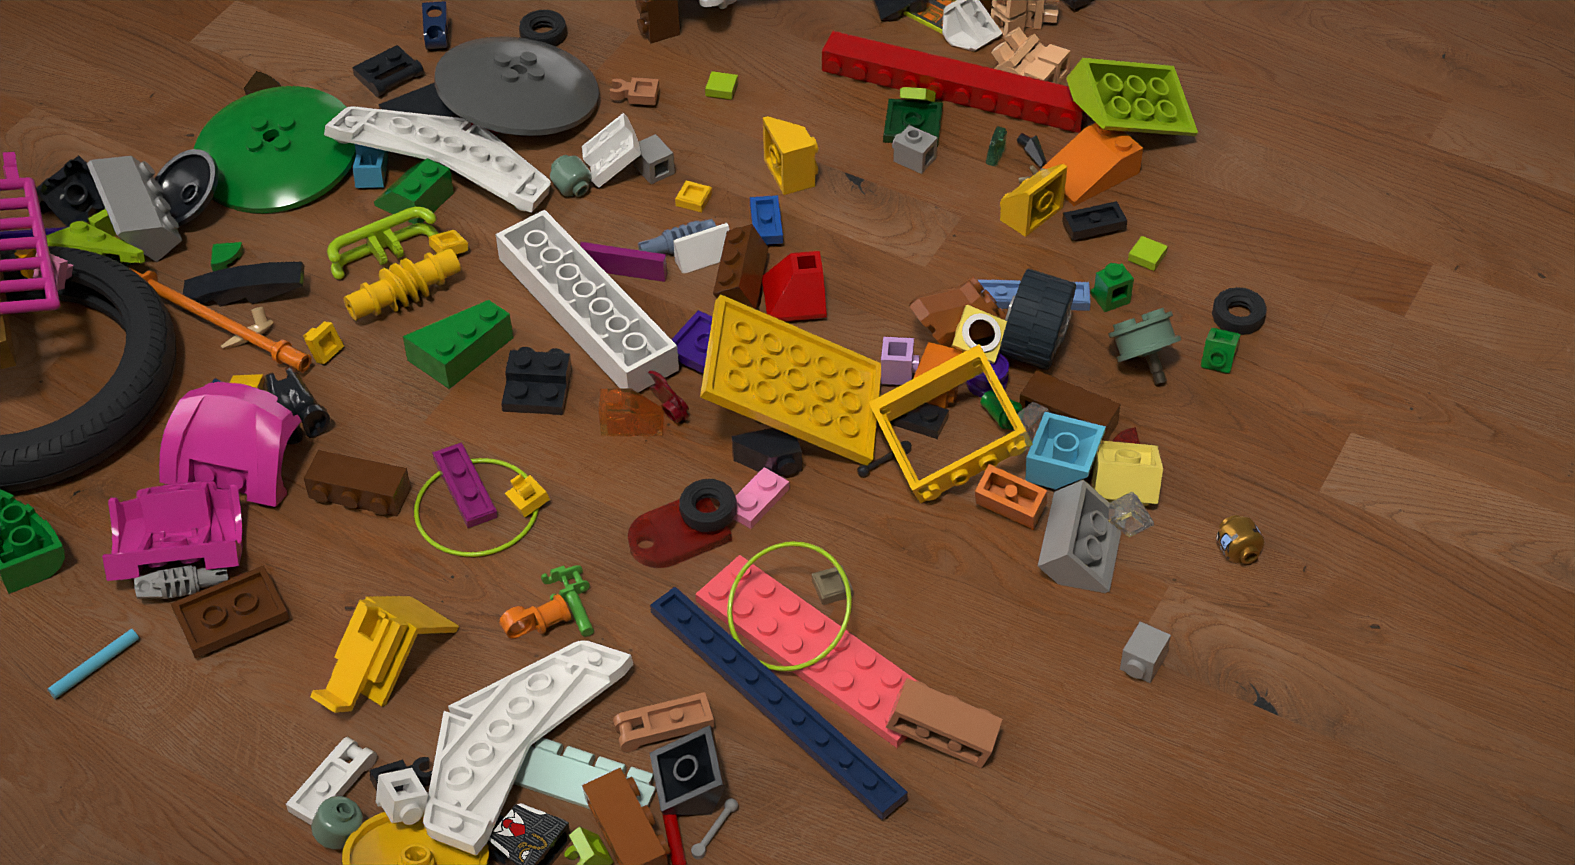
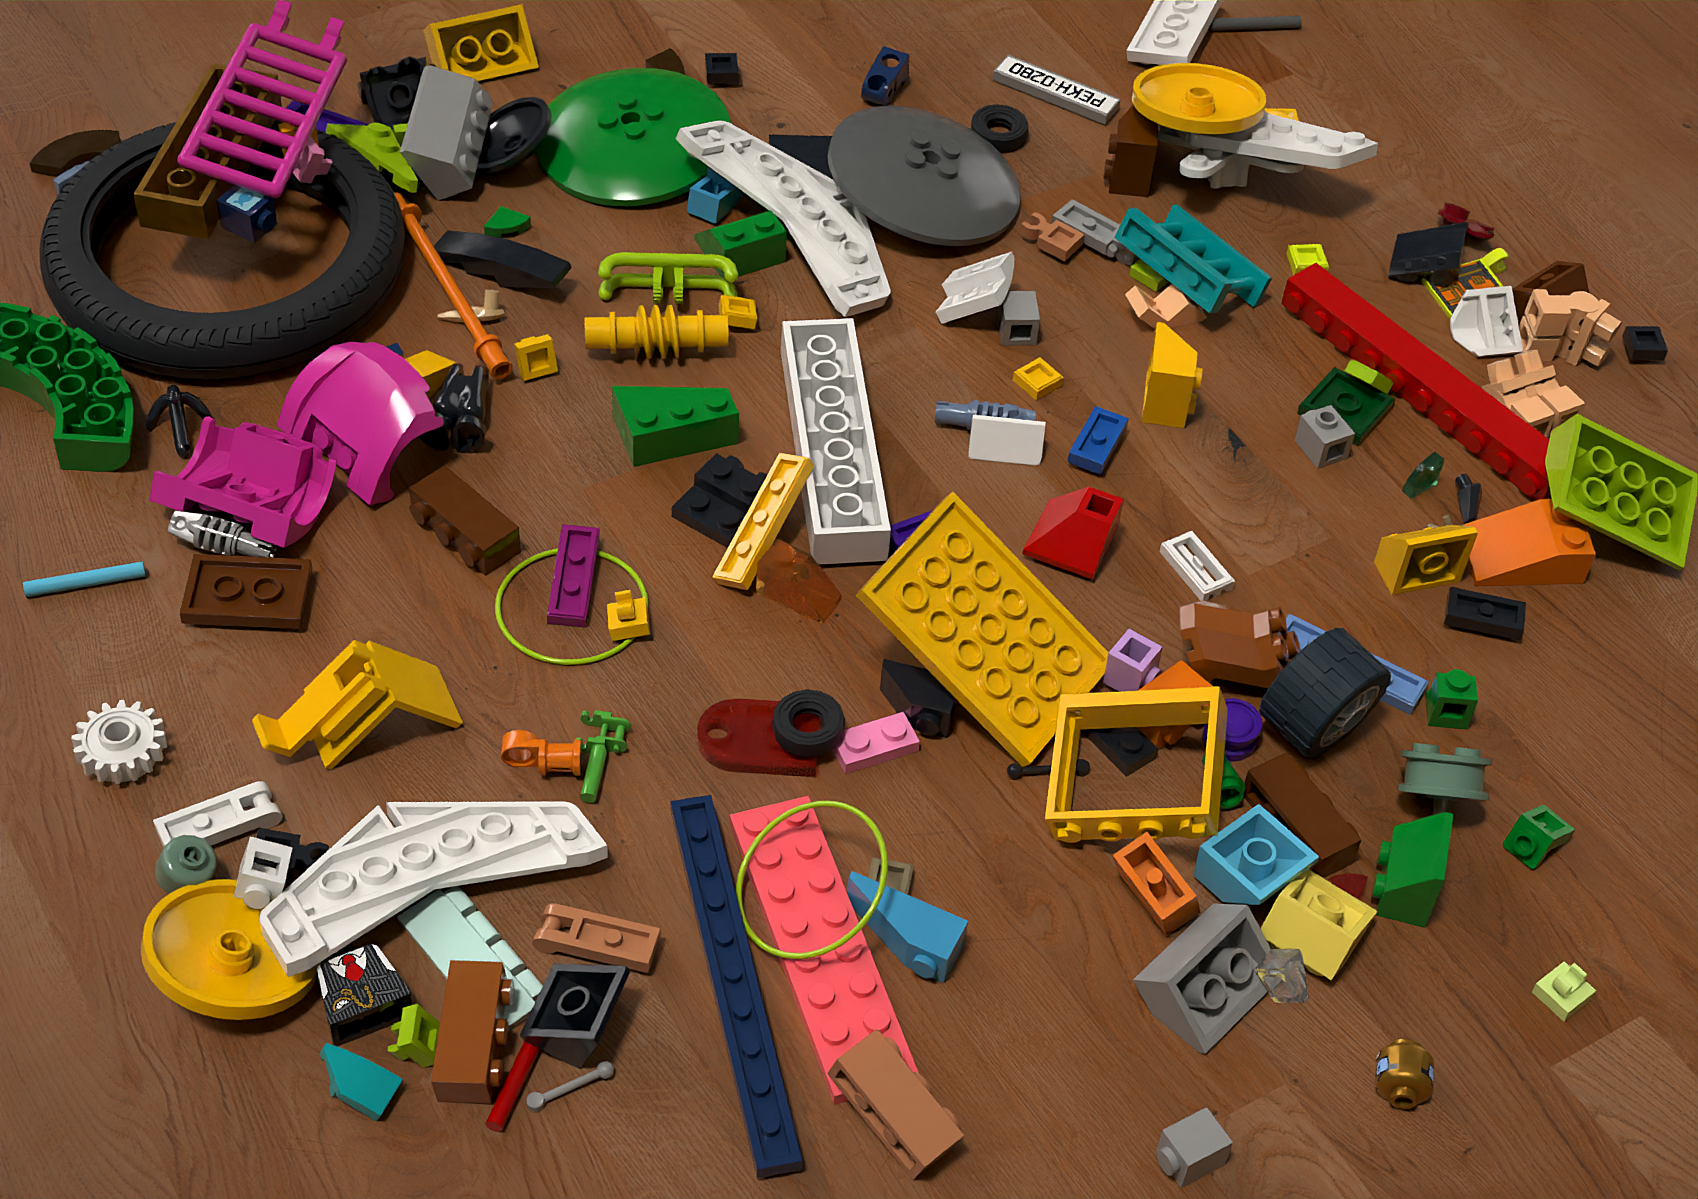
camera: 25 degrees right, 0 degrees up
(35, 332) = (246, 213): none -> dark blue brick
(69, 499) = (175, 401): none -> black piece
(109, 128) = (483, 44): none -> yellow slope
(216, 764) = (119, 742): none -> white gear
(306, 70) = (721, 68): none -> black plate
(387, 70) = (805, 103): black plate -> none
(570, 176) = (915, 296): sand green head -> none
(579, 382) = (763, 520): none -> yellow tile
(628, 261) = (908, 415): magenta tile -> none
(669, 73) = (1098, 230): none -> light grey hinge
(672, 404) = (848, 600): dark red plate -> none
(741, 266) = (1026, 481): reddish brown brick -> none
(747, 63) = (1192, 258): none -> teal fence
(750, 106) = (1168, 307): none -> light nougat slope
(818, 31) = (1305, 255): none -> neon yellow tile
(874, 608) = (913, 930): none -> dark azure slope
(886, 279) = (1191, 567): none -> white tile
(962, 339) = (1217, 677): piece -> none
(1031, 418) = (1237, 803): clear slope -> none
(1147, 253) = (1526, 681): lime tile -> none
(1164, 406) = (1412, 869): none -> green slope
(1240, 297) = (1588, 820): black tyre -> none
(1298, 438) = (1564, 990): none -> yellowish green tile

